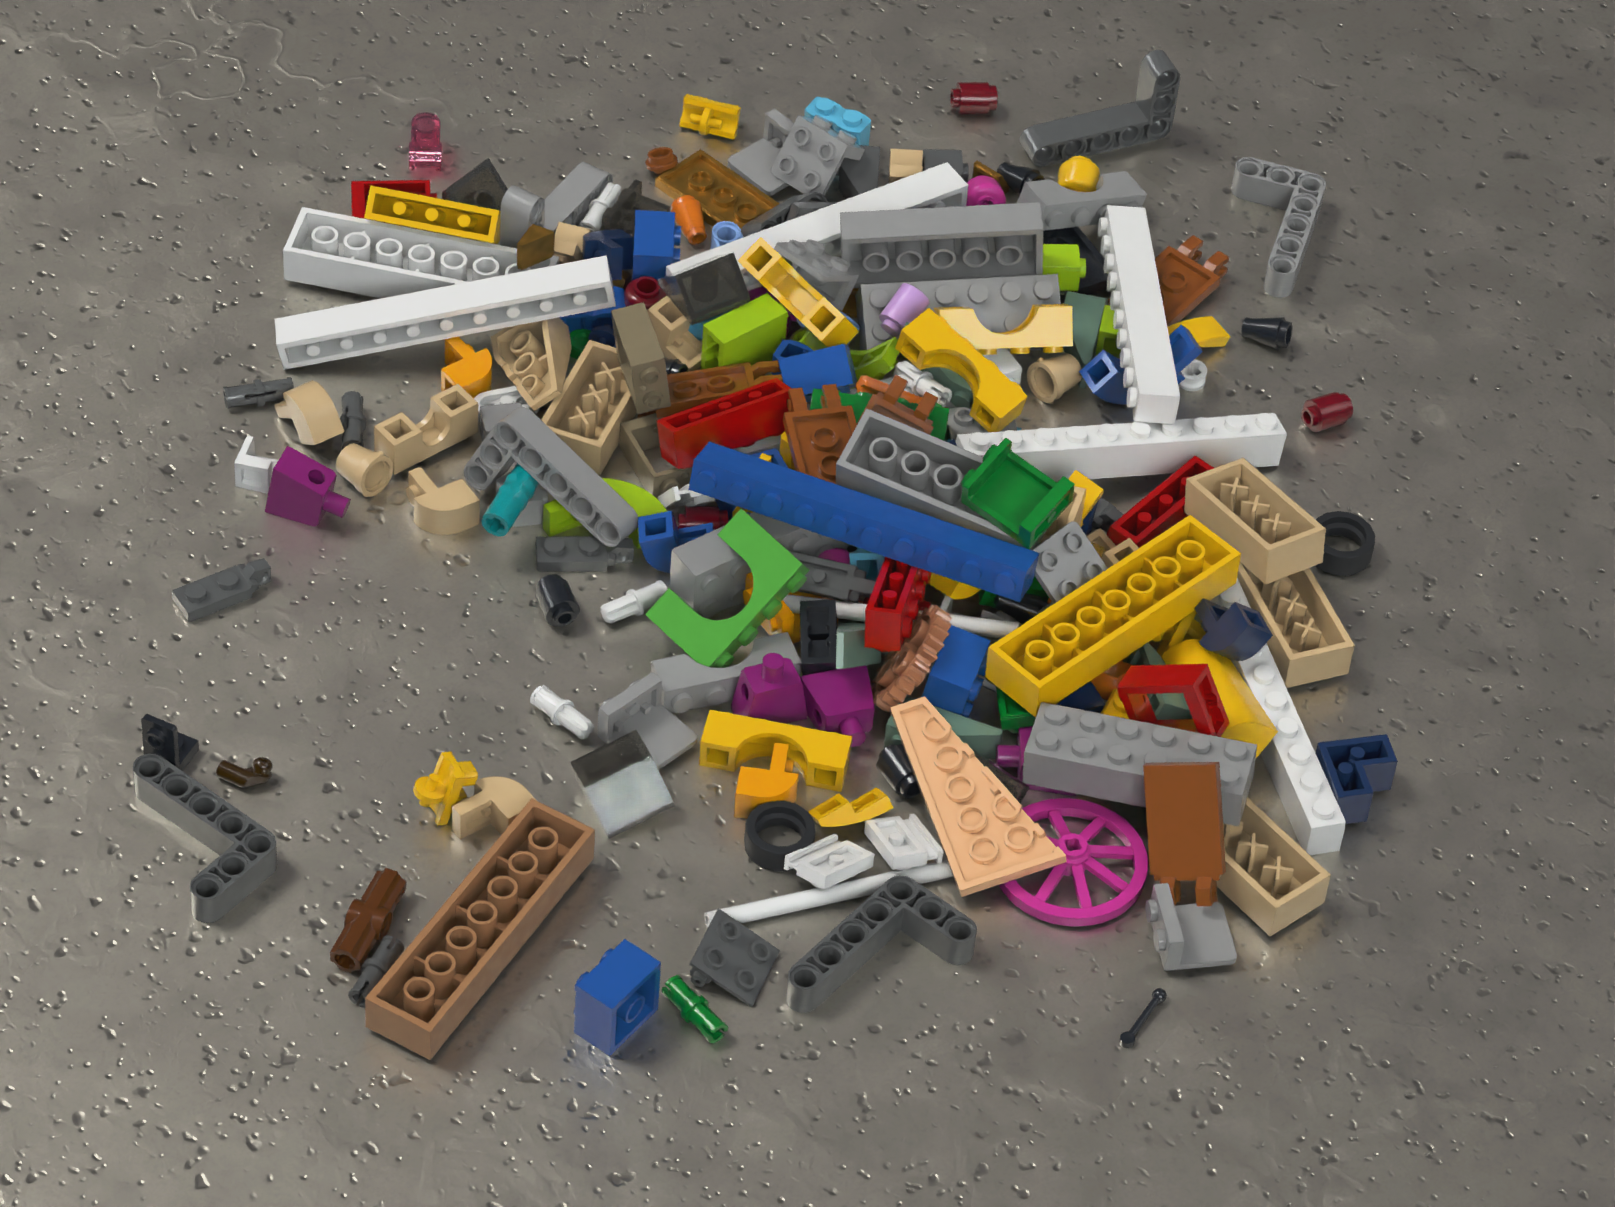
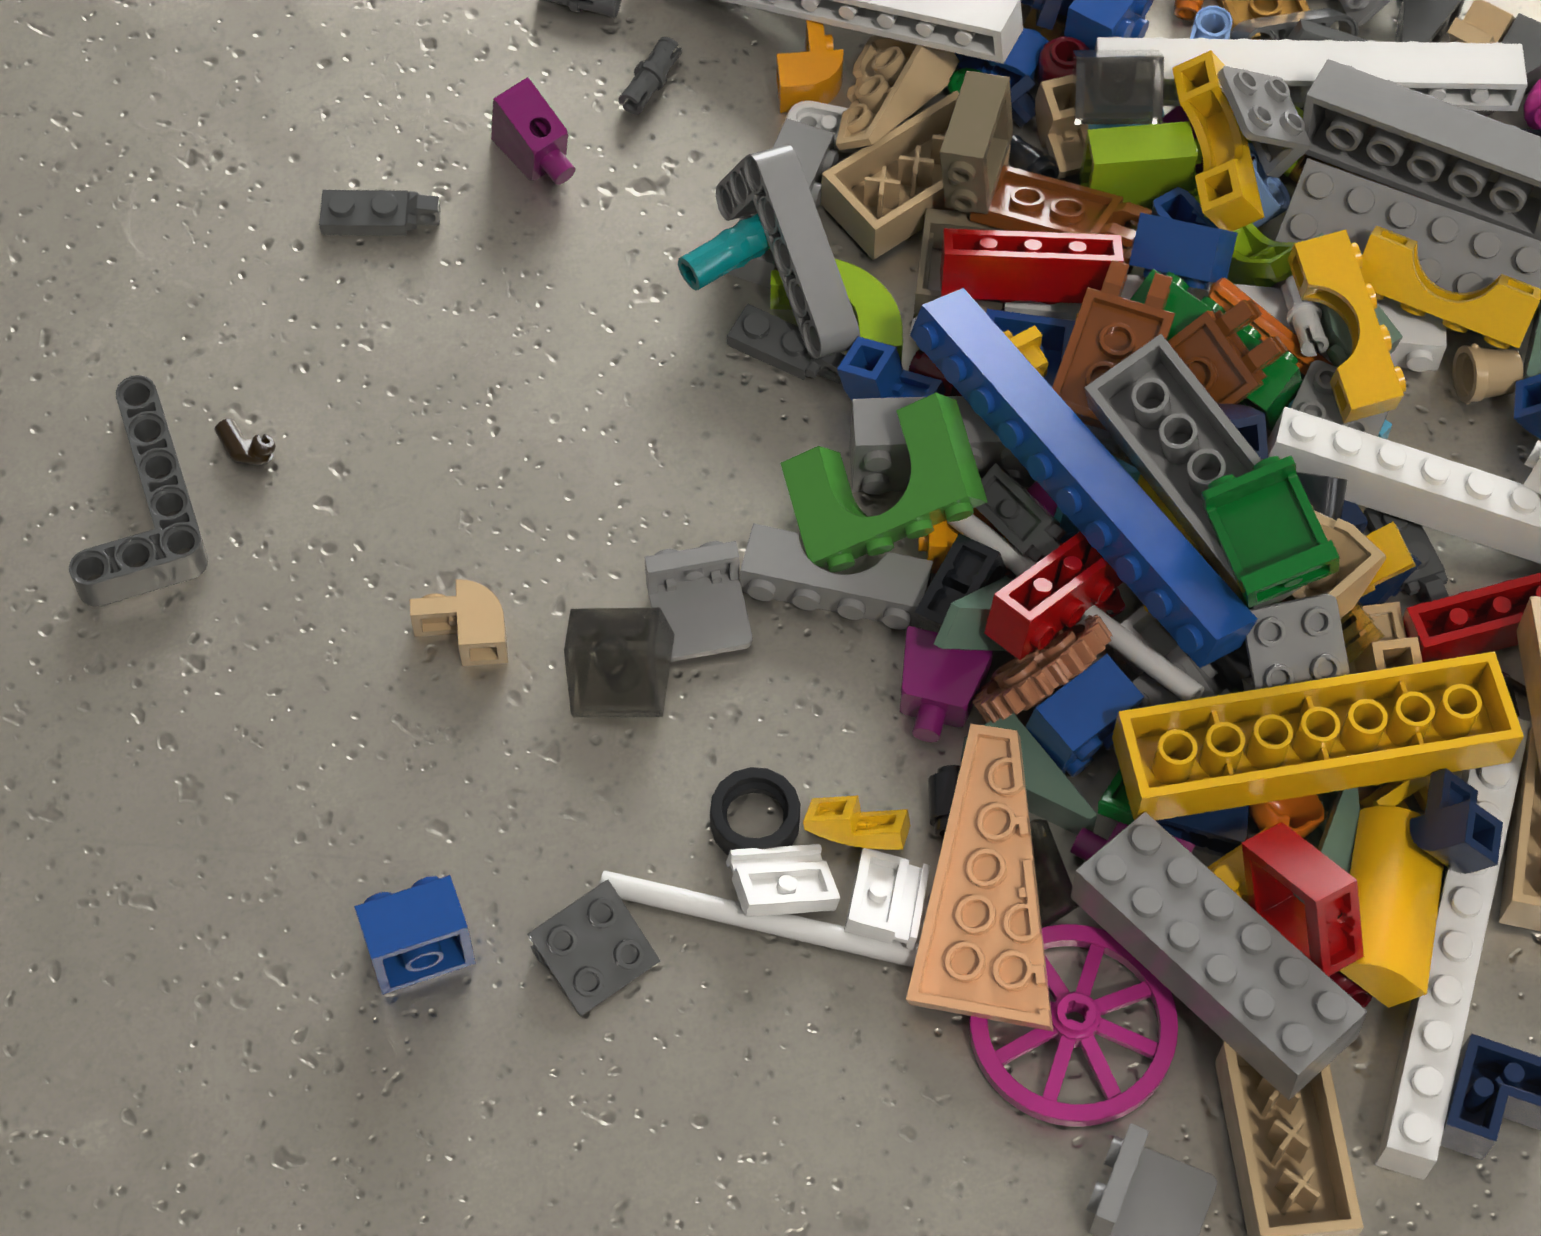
camera: 35 degrees right, 15 degrees up
(164, 740) = (183, 383): black bracket -> none
(251, 470) = (506, 72): white panel -> none
(311, 413) = (605, 46): tan brick -> none
(365, 469) = (619, 138): tan piece -> none
(368, 920) = (237, 690): reddish brown piece -> none
(375, 968) = (204, 757): dark grey pin -> none
(442, 509) = (670, 223): tan brick -> none
(444, 786) = (424, 571): yellow hips -> none
(449, 421) = (742, 122): tan arch -> none
(479, 929) = (338, 765): medium nougat brick -> none
(556, 600) = (713, 394): black brick -> none
(561, 712) = (624, 535): white axle -> none
(633, 602) = (799, 436): white axle -> none
(694, 1009) = (507, 988): green pin -> none
(735, 738) = (783, 665): yellow arch -> none
(762, 785) = (789, 752): light orange brick -> none
(770, 691) = (862, 631): magenta torso -> none
(892, 908) = (767, 1006): dark grey beam -> none
(903, 308) = (1334, 212): lavender brick -> none
(1185, 826) = (1210, 1073): dark orange tile -> none

